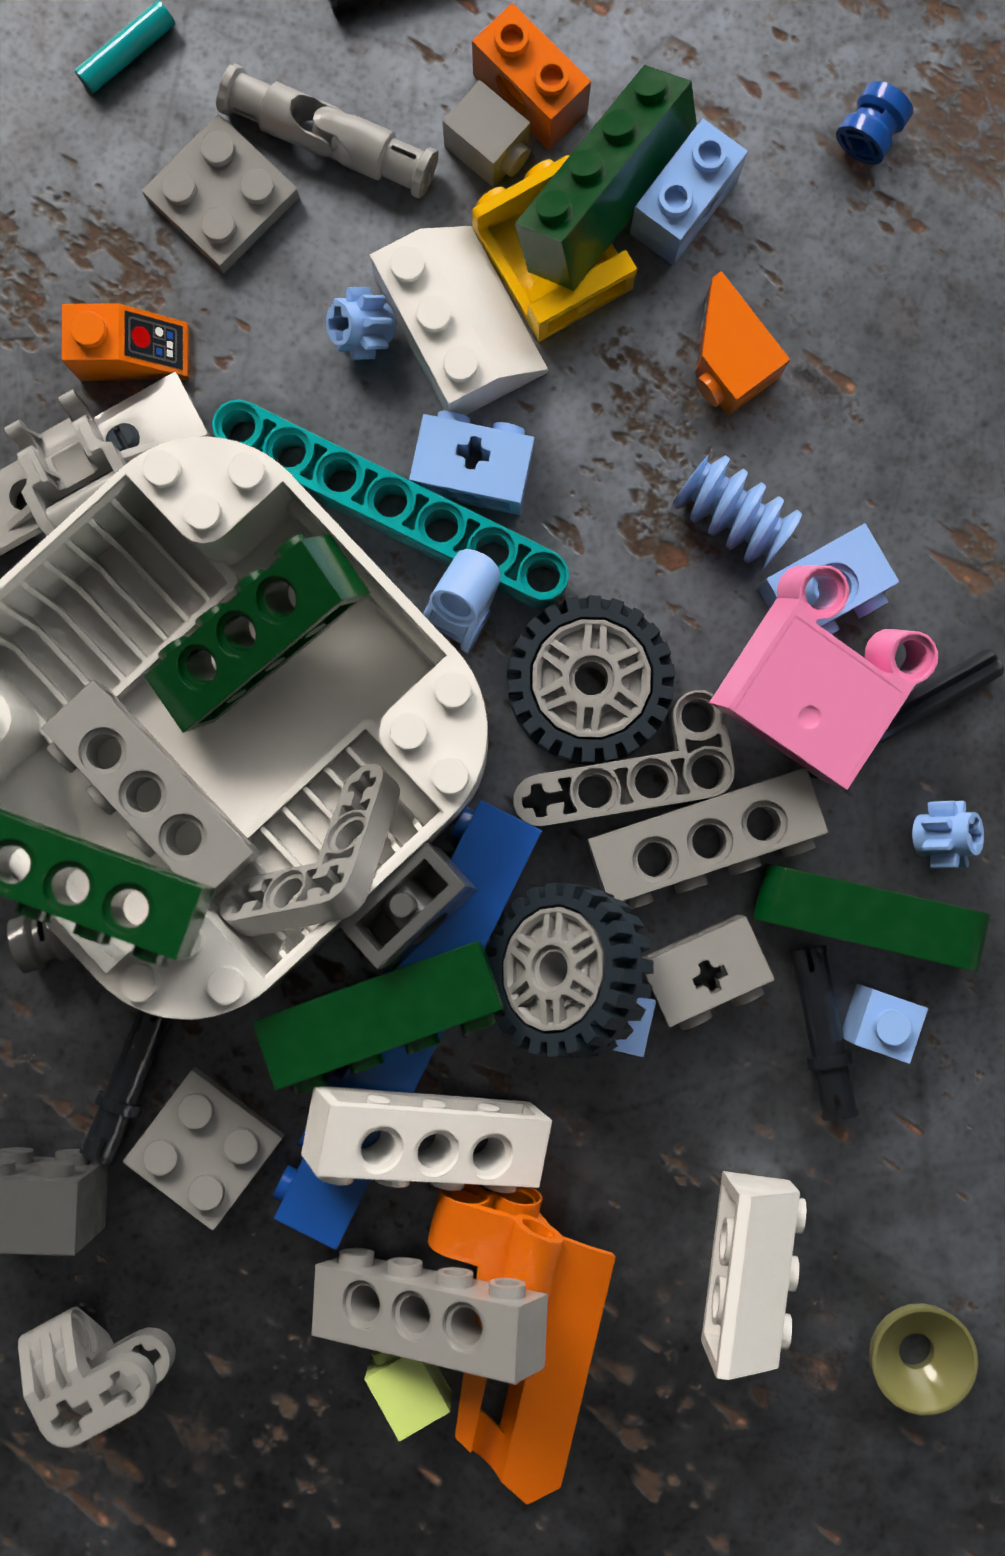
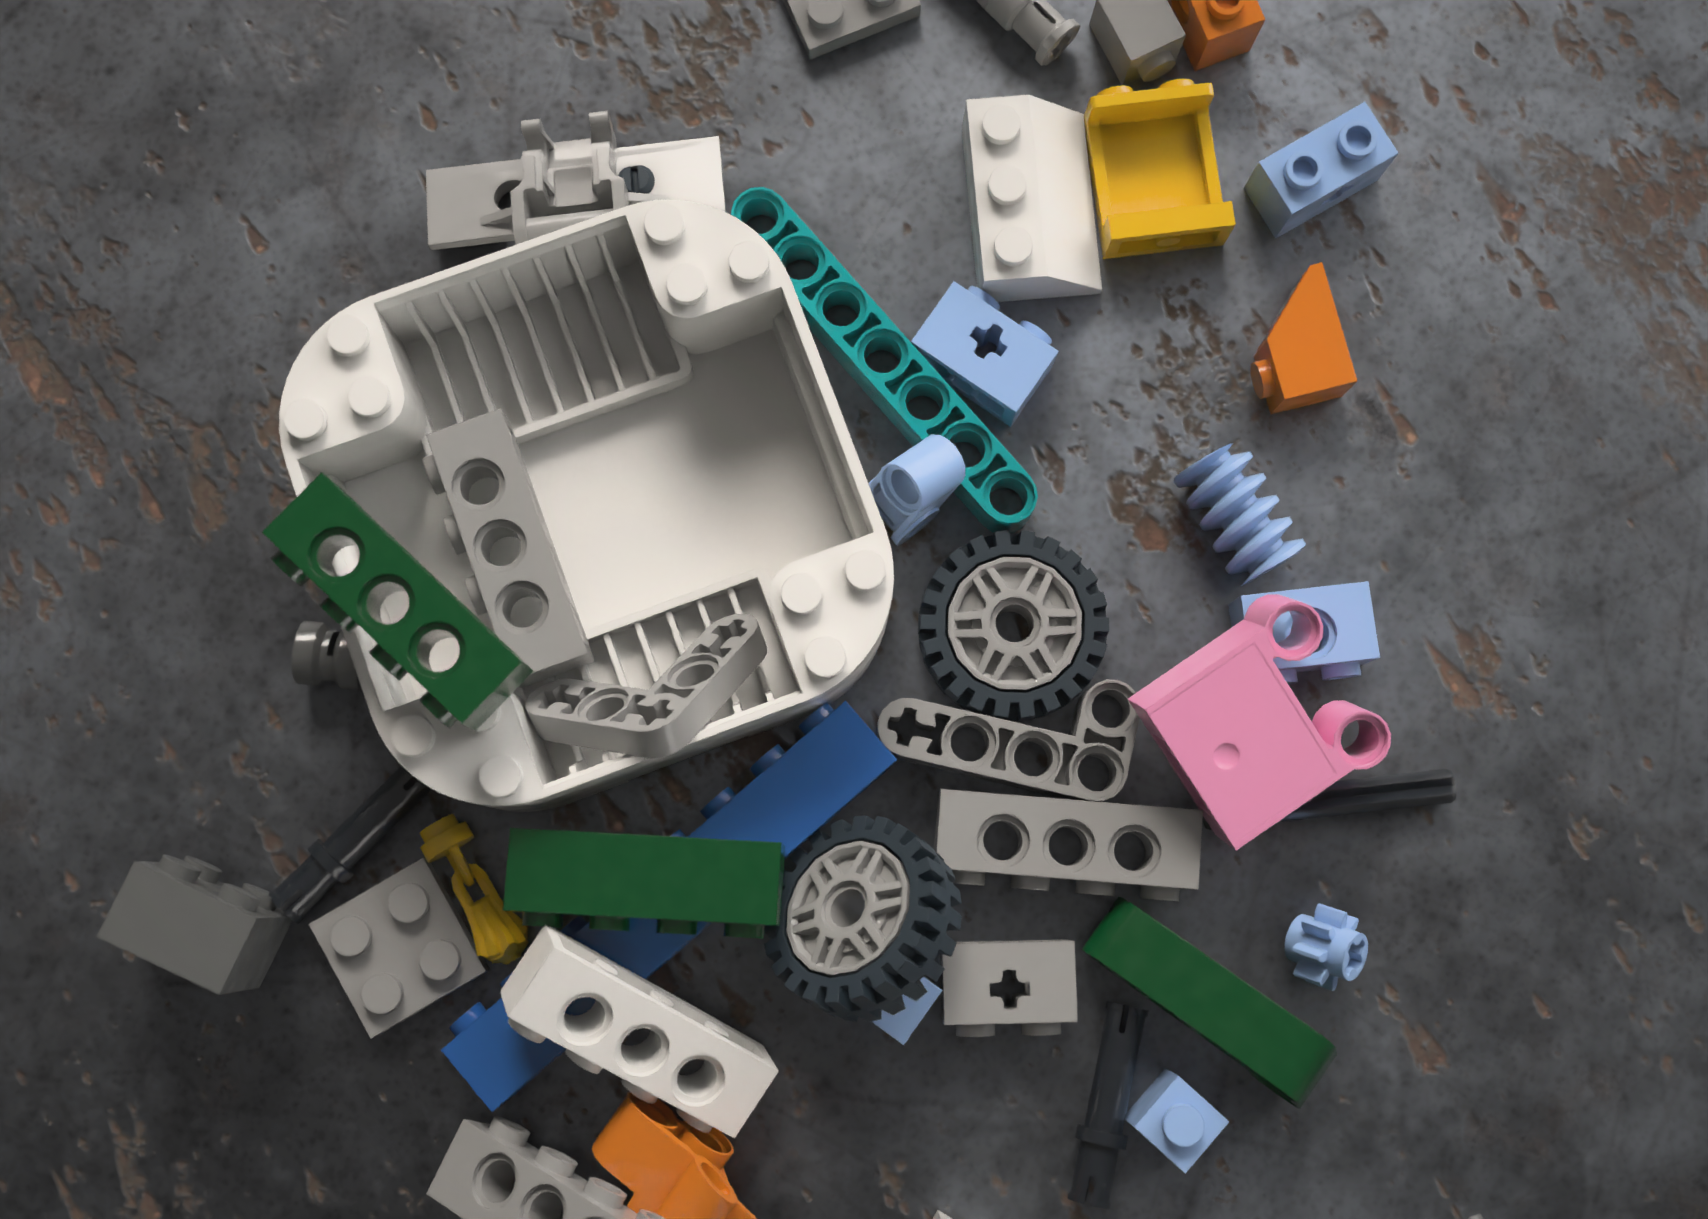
camera: 20 degrees right, 5 degrees down
(80, 1365) = (166, 1110): light grey piece -> none
(123, 343) = (677, 87): orange slope -> none
(276, 1107) = (495, 932): none -> yellow piece
(324, 592) = (775, 416): dark green brick -> none
(360, 323) = (928, 164): light blue gear -> none
(408, 907) = (723, 777): dark grey brick -> none
(606, 177) = (1240, 121): dark green brick -> none
(879, 115) = (1550, 174): blue wheel -> none

